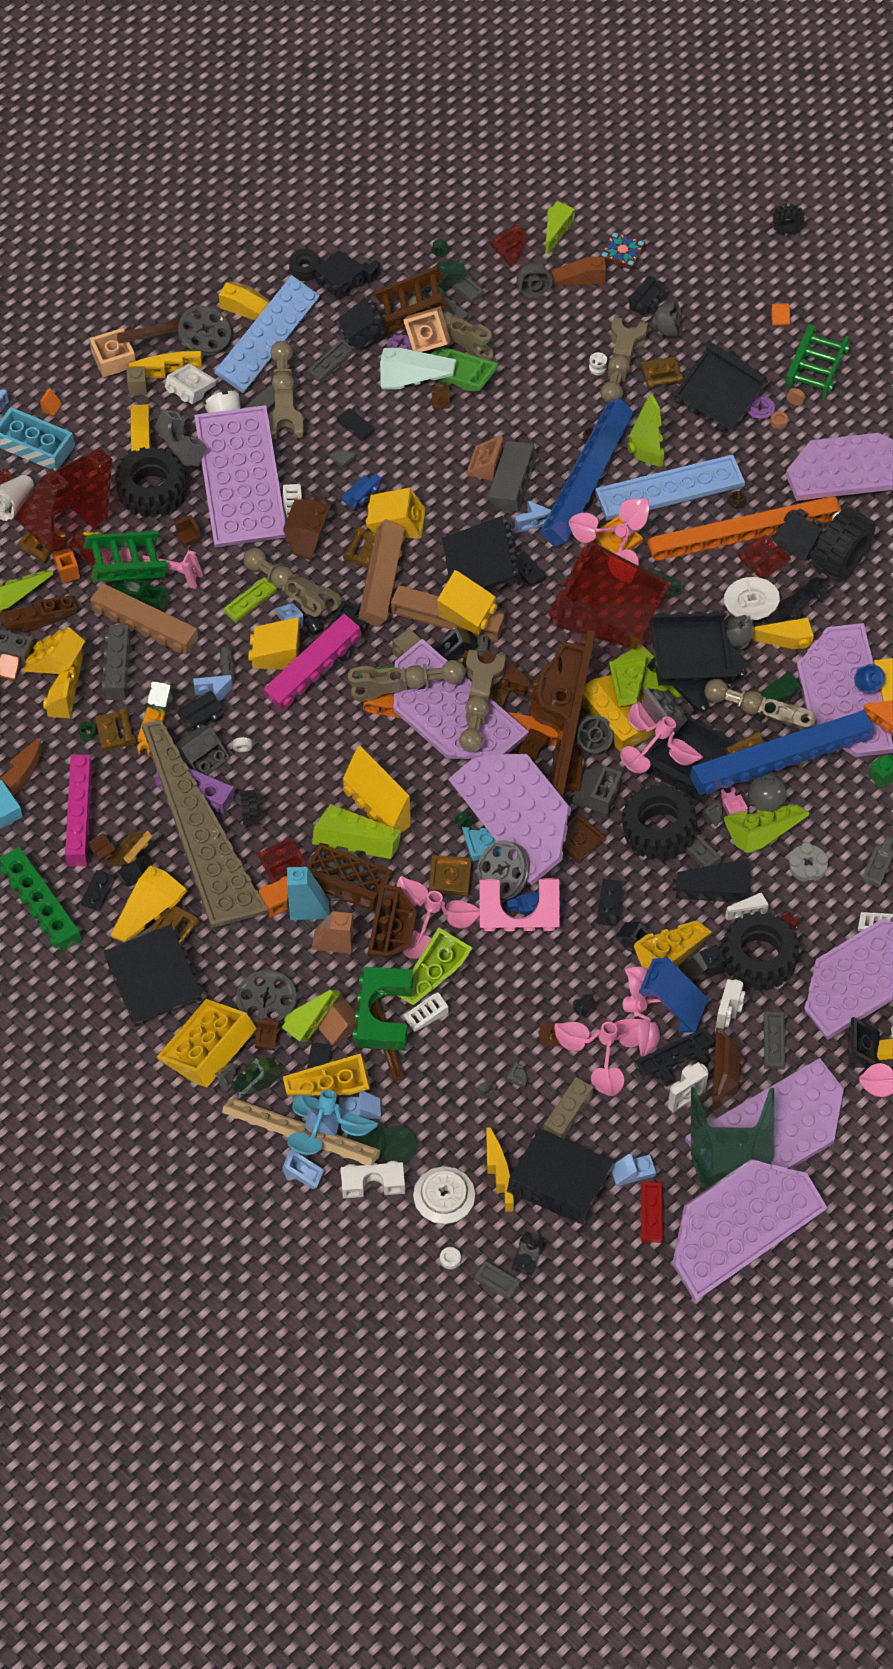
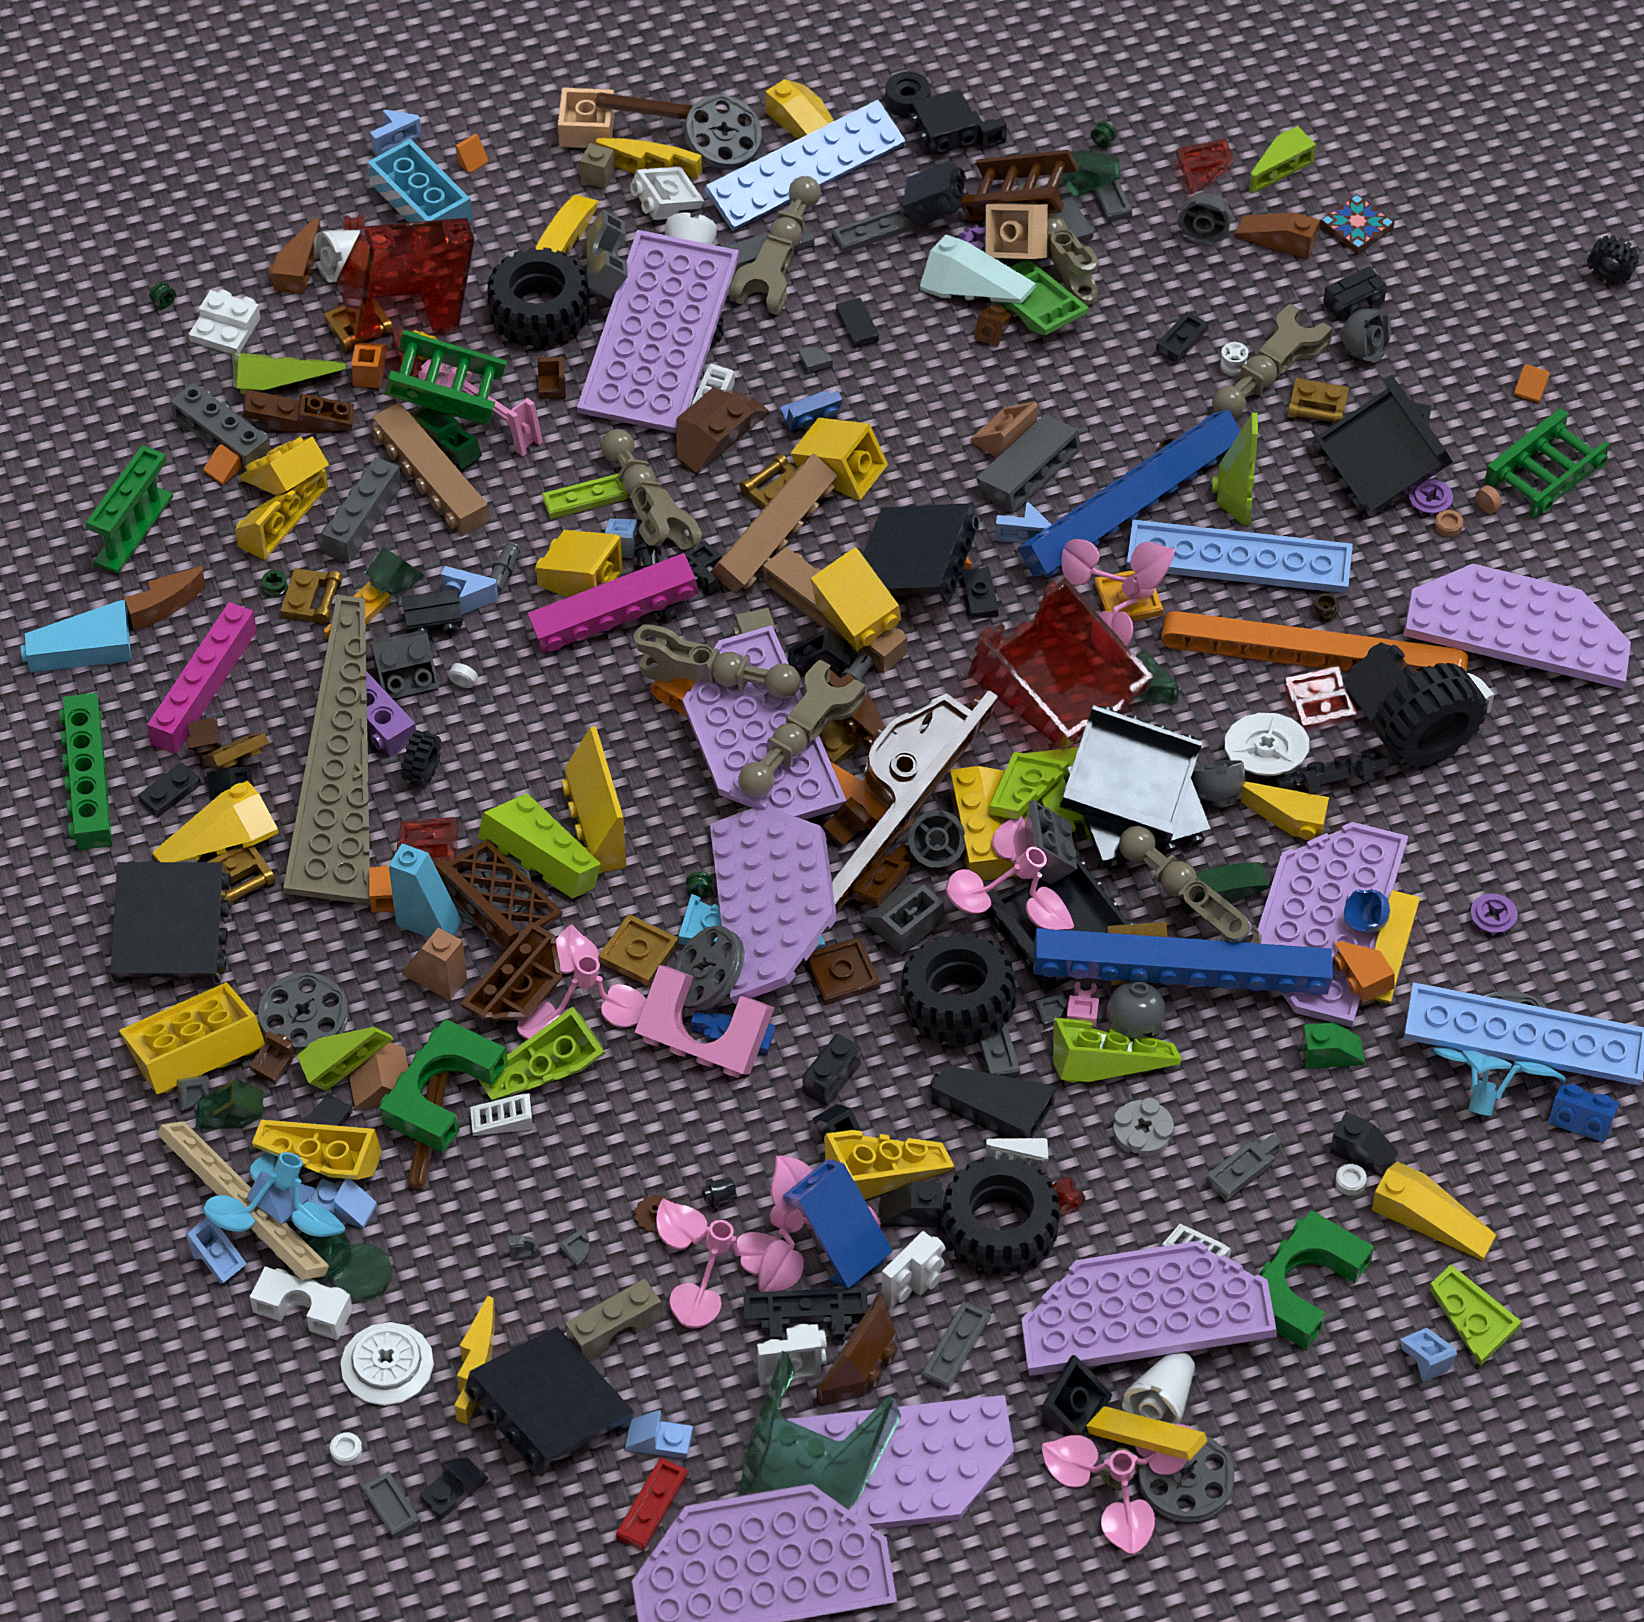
camera: 25 degrees right, 5 degrees down
(559, 361) = (1182, 336): none -> black plate

